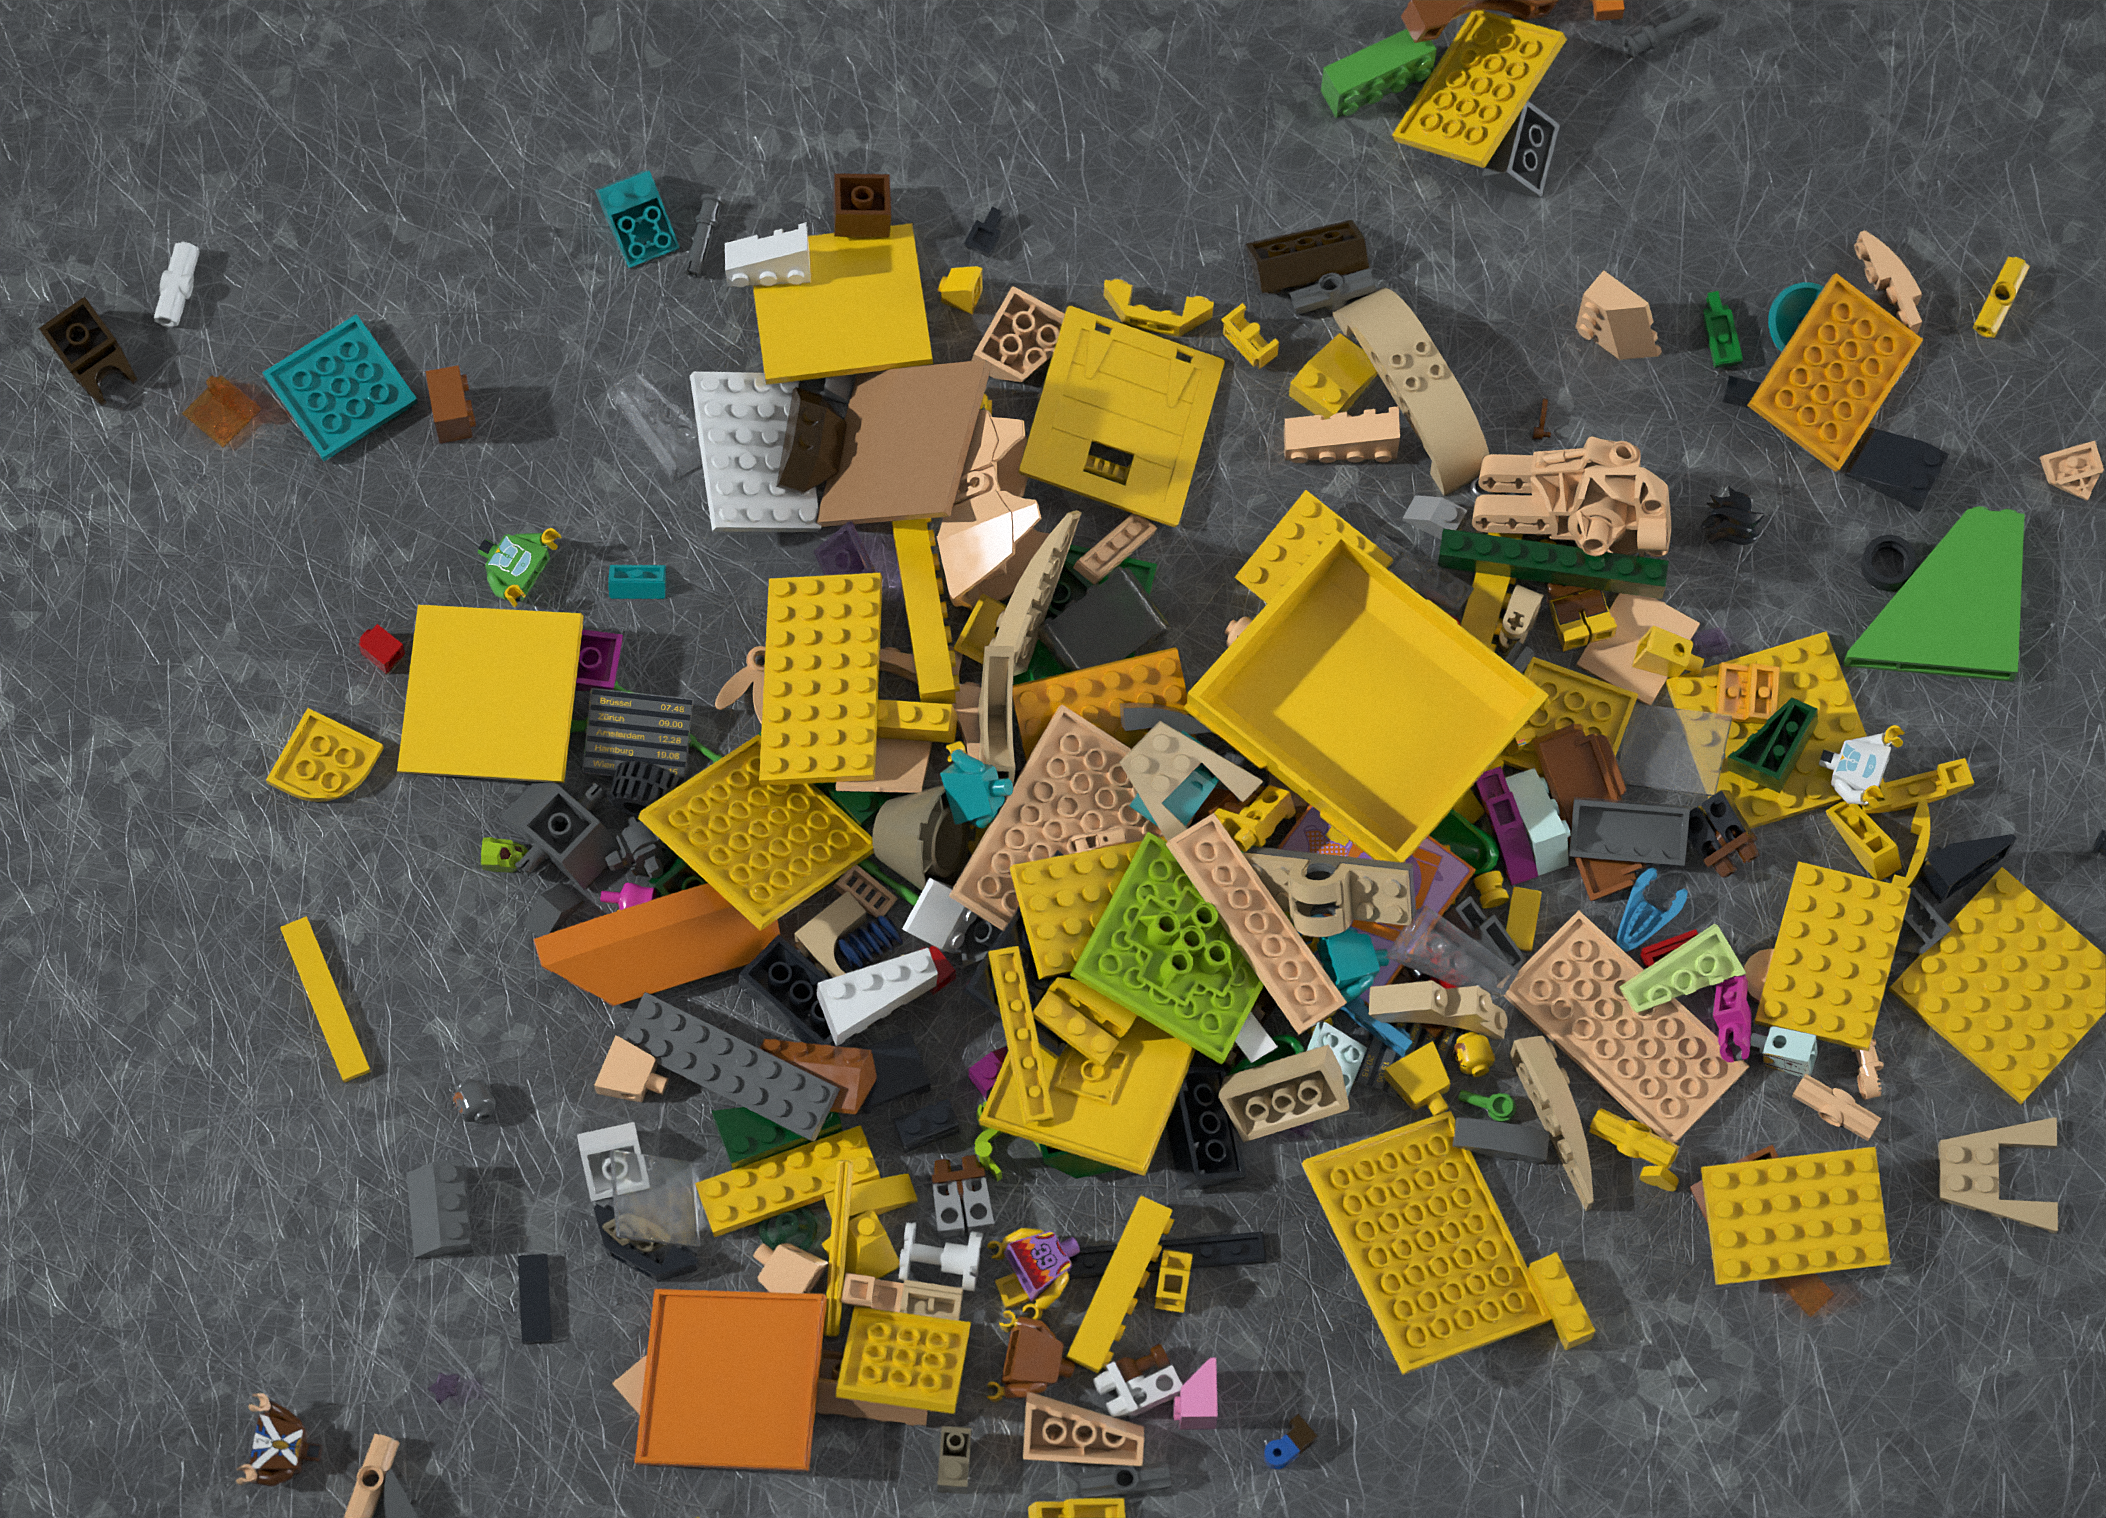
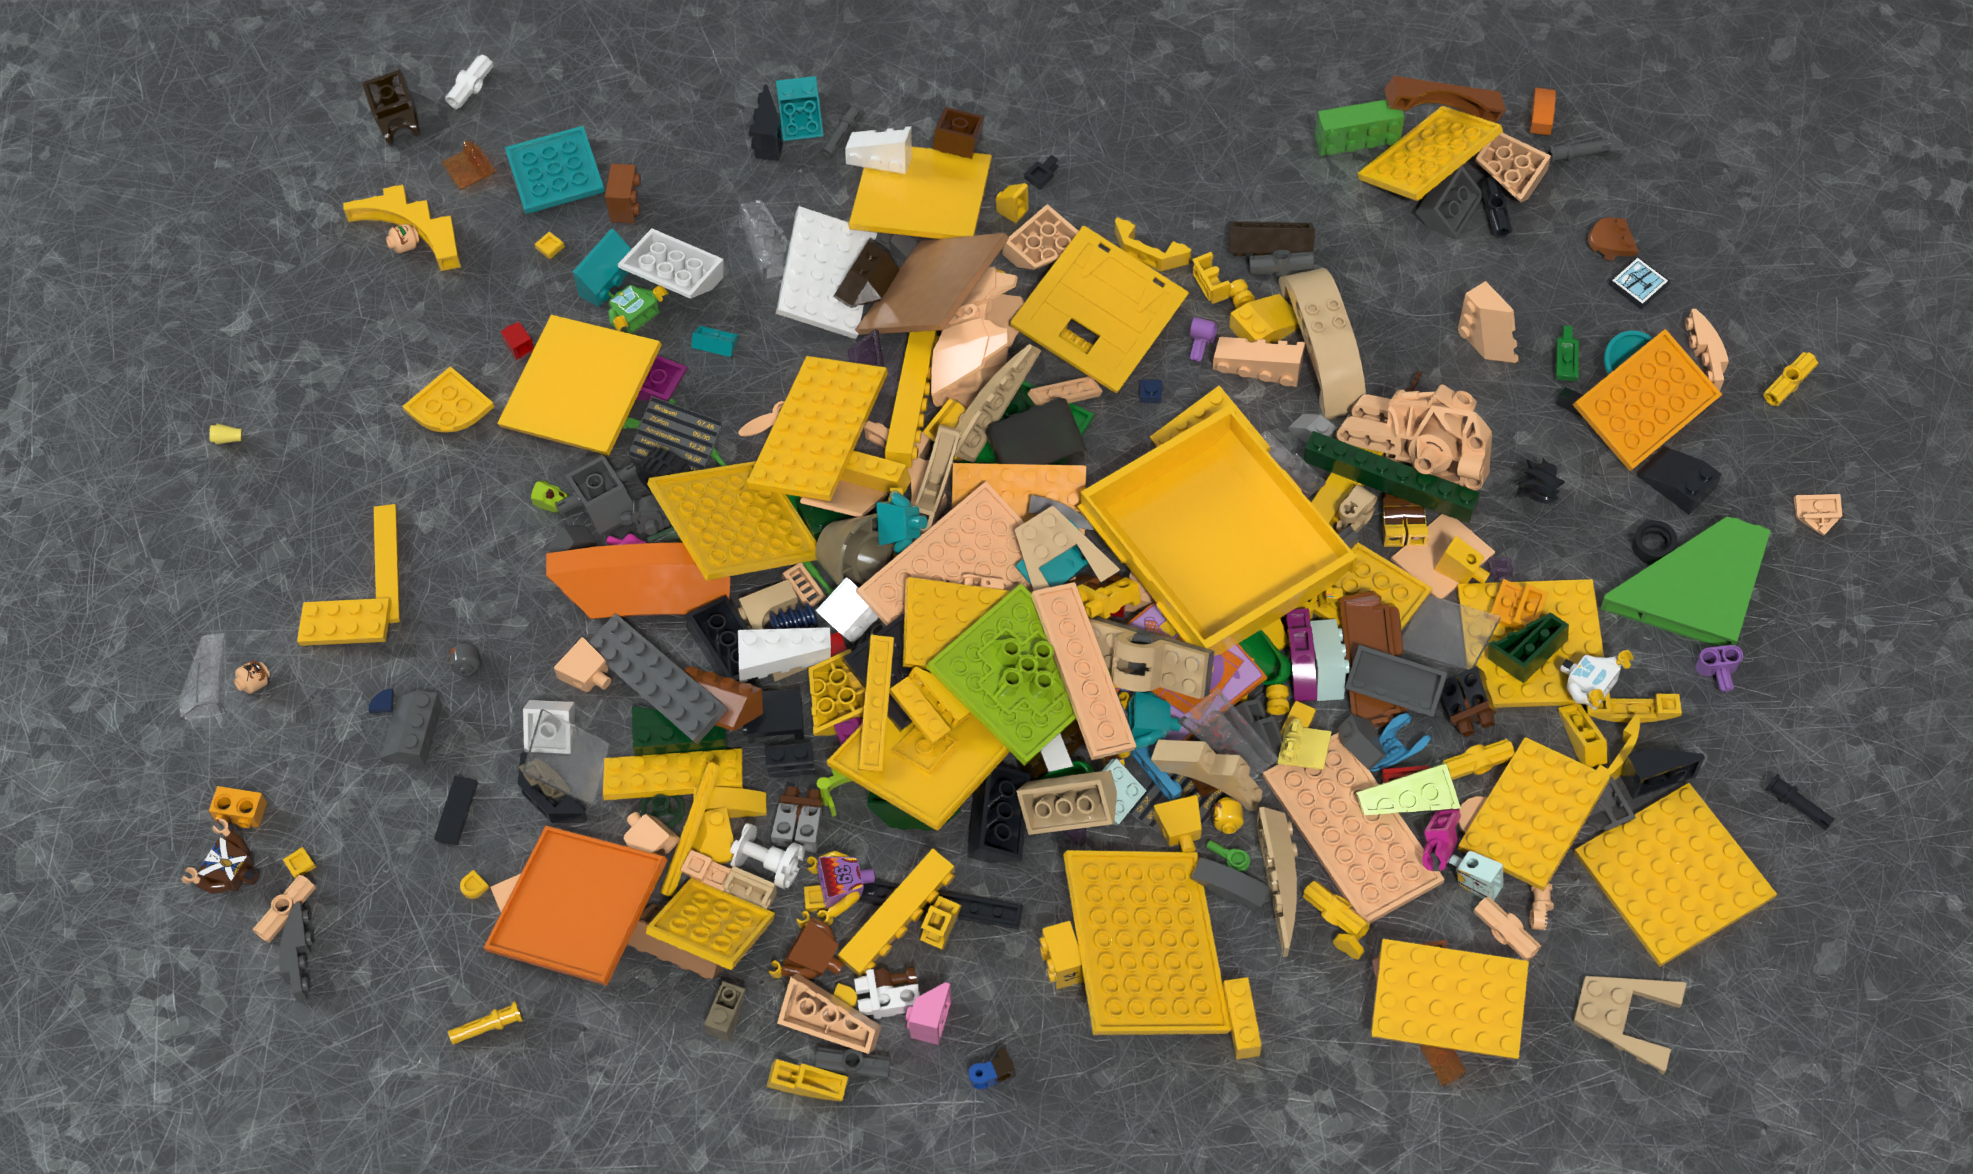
camera: 20 degrees right, 10 degrees down
(46, 877) = (225, 434): none -> light yellow cone
(154, 1222) = (206, 682): none -> clear wedge
(175, 540) = (402, 238): none -> light nougat head
(181, 504) = (395, 209): none -> yellow arch
(213, 1196) = (251, 677): none -> light nougat head
(262, 1360) = (239, 802): none -> light orange brick
(302, 1092) = (344, 621): none -> yellow plate
(365, 1418) = (299, 863): none -> yellow tile
(371, 499) = (549, 245): none -> yellow tile
(390, 1184) = (382, 702): none -> dark blue tile
(444, 1387) = (365, 856): clear purple piece -> none
(463, 520) = (600, 269): none -> teal slope
(553, 494) = (673, 264): none -> white slope
(590, 1387) = (473, 885): none -> yellow tile
(607, 259) = (766, 131): none -> black slope
(957, 1026) = (834, 694): none -> yellow wedge
(1088, 1399) = (846, 995): none -> yellow tile
(1216, 512) = (1150, 391): none -> dark blue plate
(1262, 418) = (1202, 332): none -> medium lavender beam
(1292, 348) = (1240, 293): none -> yellow wheel
(1331, 1283) = (1061, 954): none -> yellow brick
(1541, 944) = (1304, 746): none -> light yellow hinge
(1574, 128) = (1496, 207): none -> black piece
(1589, 80) = (1514, 165): none -> light nougat wedge
(1607, 918) = (1361, 740): none -> dark grey slope
(1737, 151) = (1612, 238): none -> dark orange slope
(1751, 902) = (1480, 759): none -> yellow piece
(1784, 204) = (1639, 282): none -> tile
(2005, 706) = (1720, 664): none -> medium lavender beam

